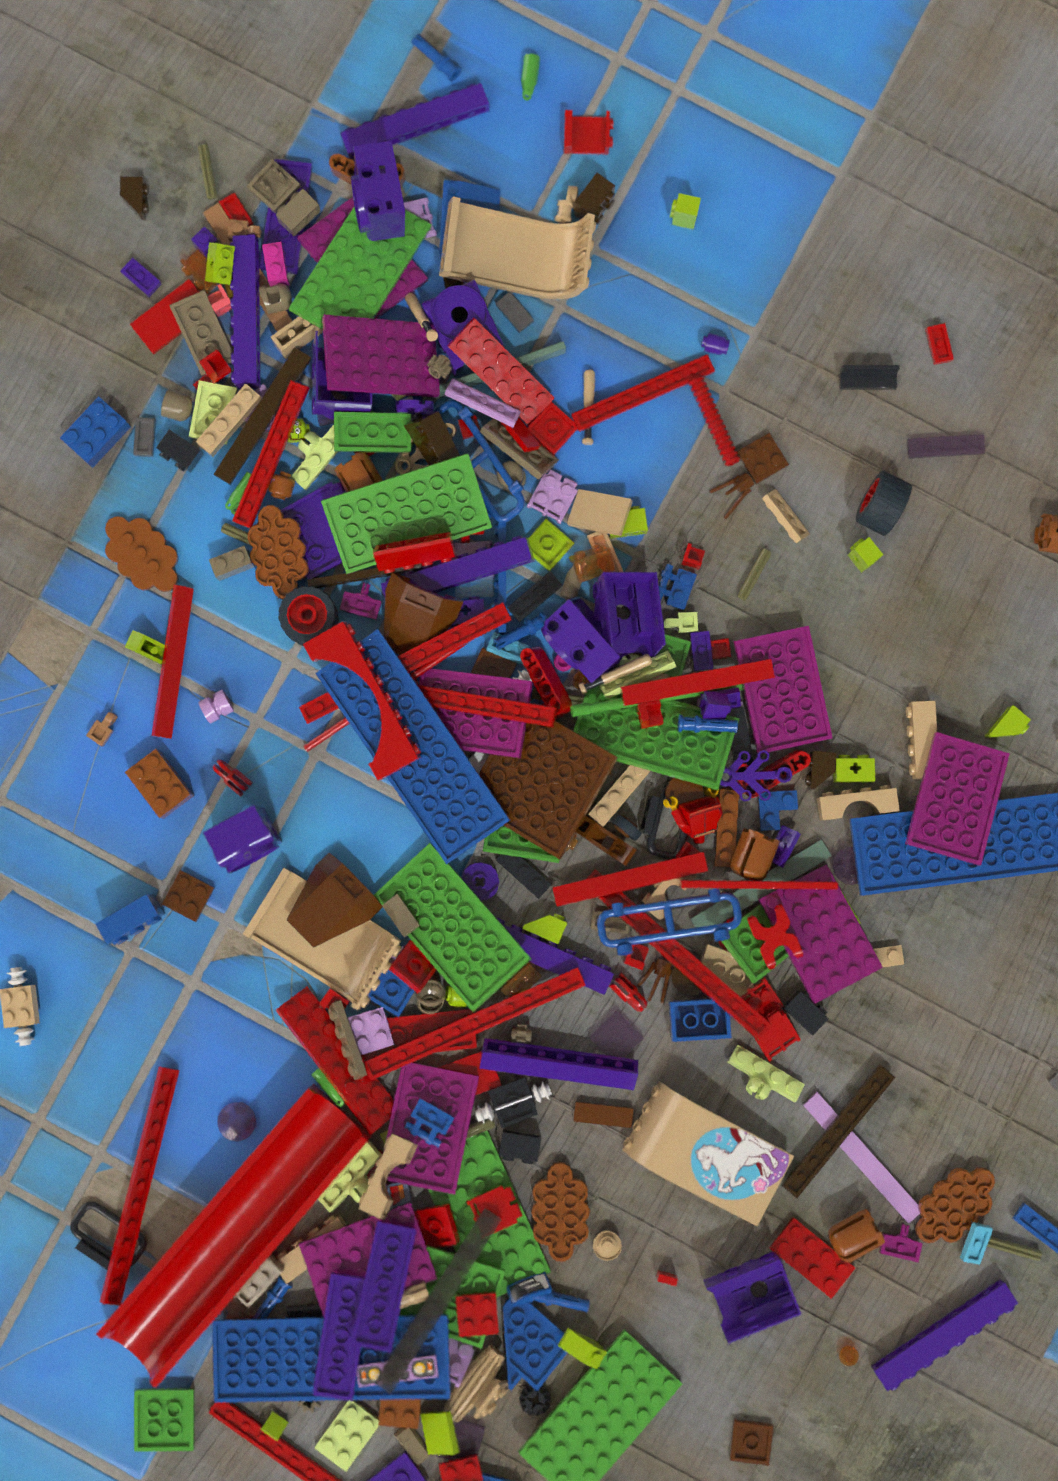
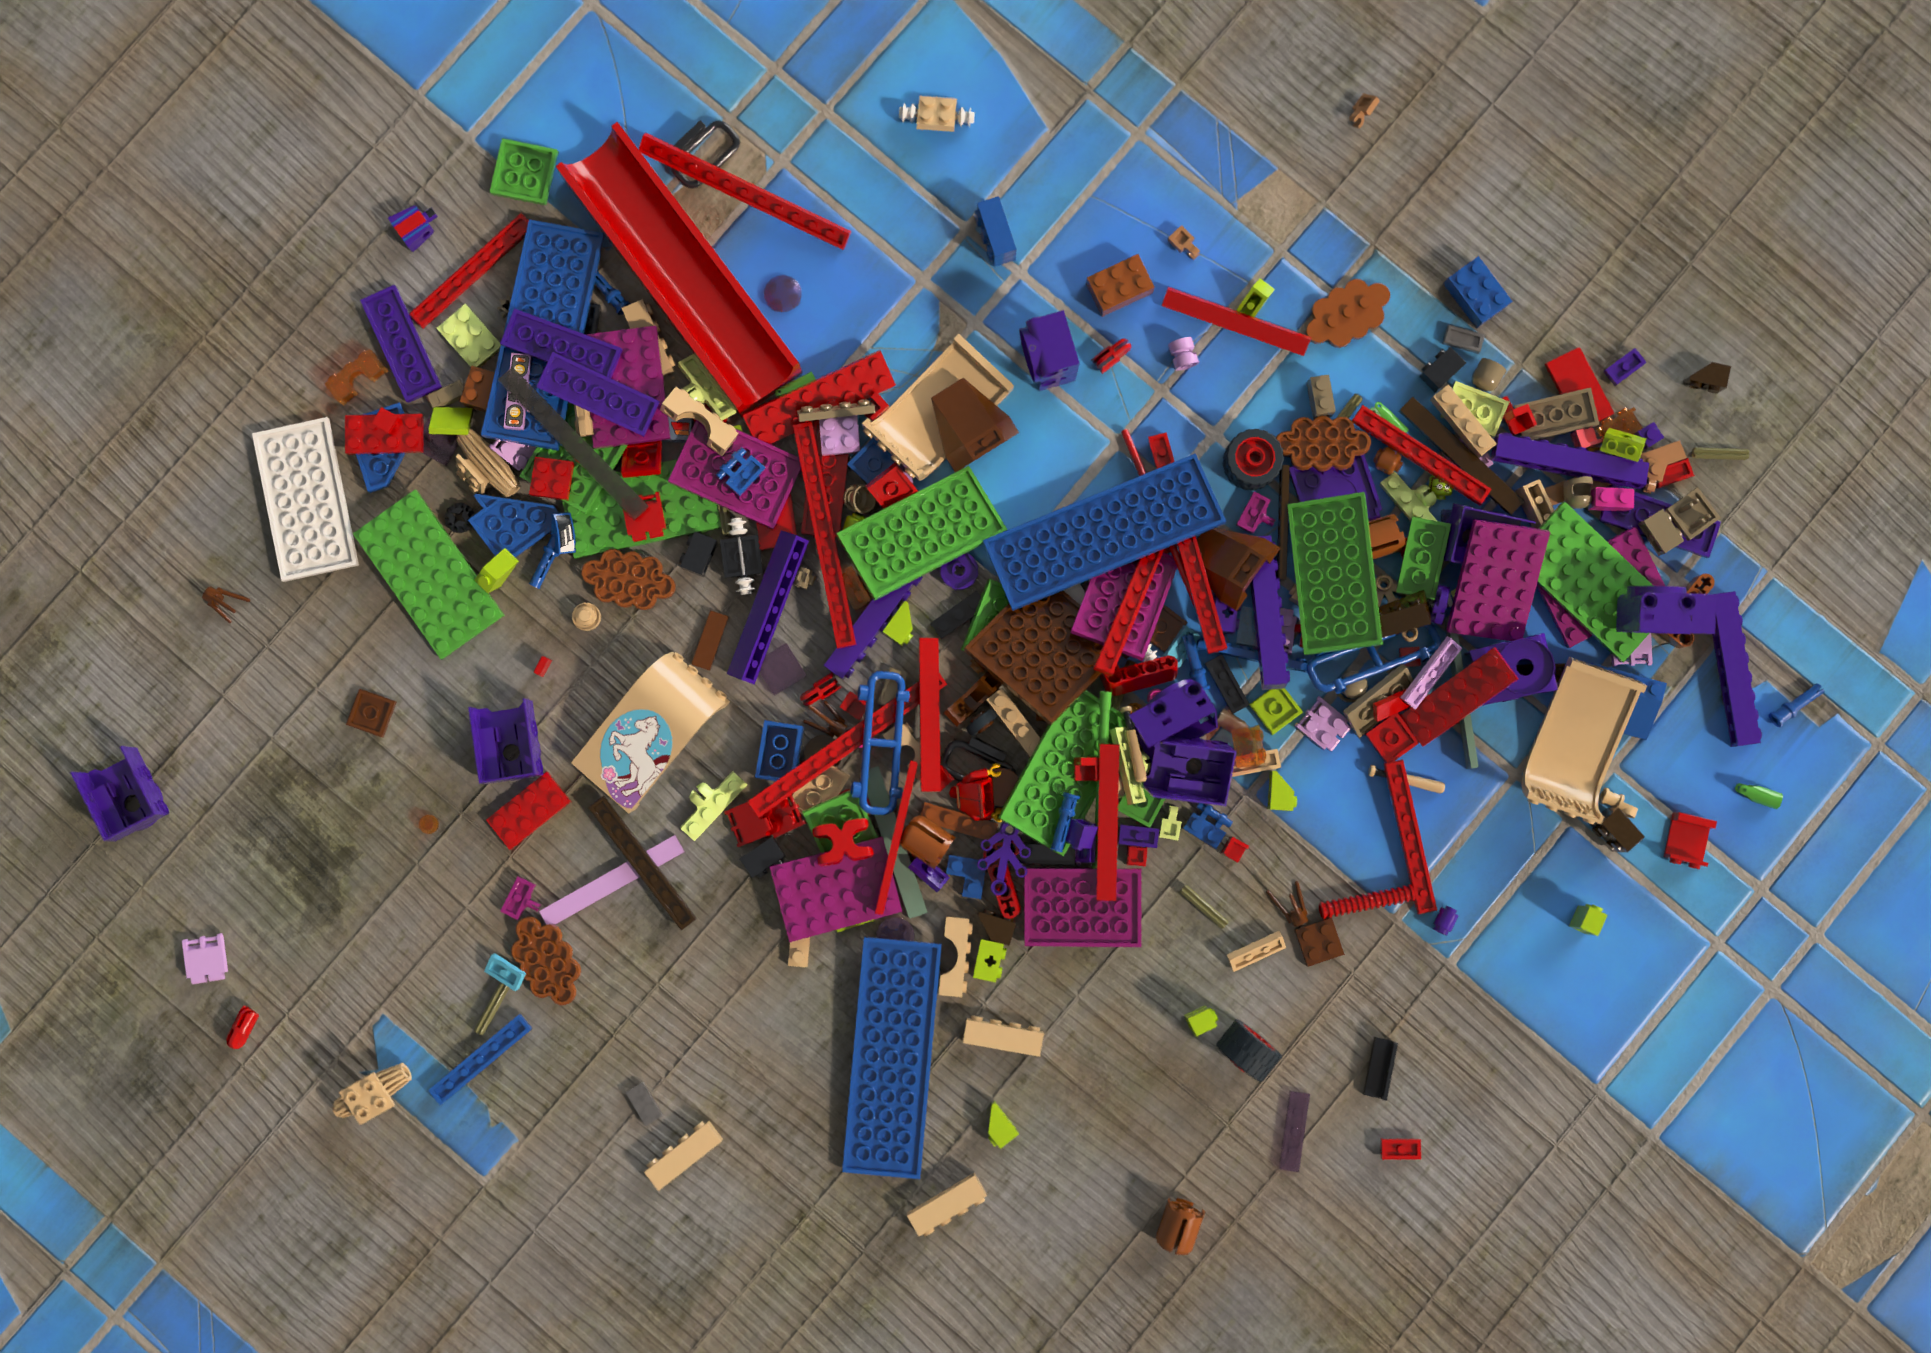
camera: 100 degrees right, 0 degrees up
(188, 896) = (1006, 291): reddish brown plate -> none
(260, 1281) = (629, 284): dark tan tile -> none
(274, 1426) = (493, 271): lime tile -> none
(395, 744) = (1109, 514): red arch -> none
(401, 915) = (943, 487): dark tan tile -> none
(414, 551) = (1294, 572): red slope -> none
(420, 315) = (1545, 627): tan piece -> none
(439, 366) = (1476, 636): dark tan gear -> none
(514, 312) = (1517, 726): flat silver tile -> none
(599, 512) = (1297, 765): tan tile -> none
(855, 1236) = (539, 855): dark orange cylinder -> none
(944, 1334) = (426, 920): dark purple brick -> none
(957, 798) = (938, 1054): magenta plate -> none

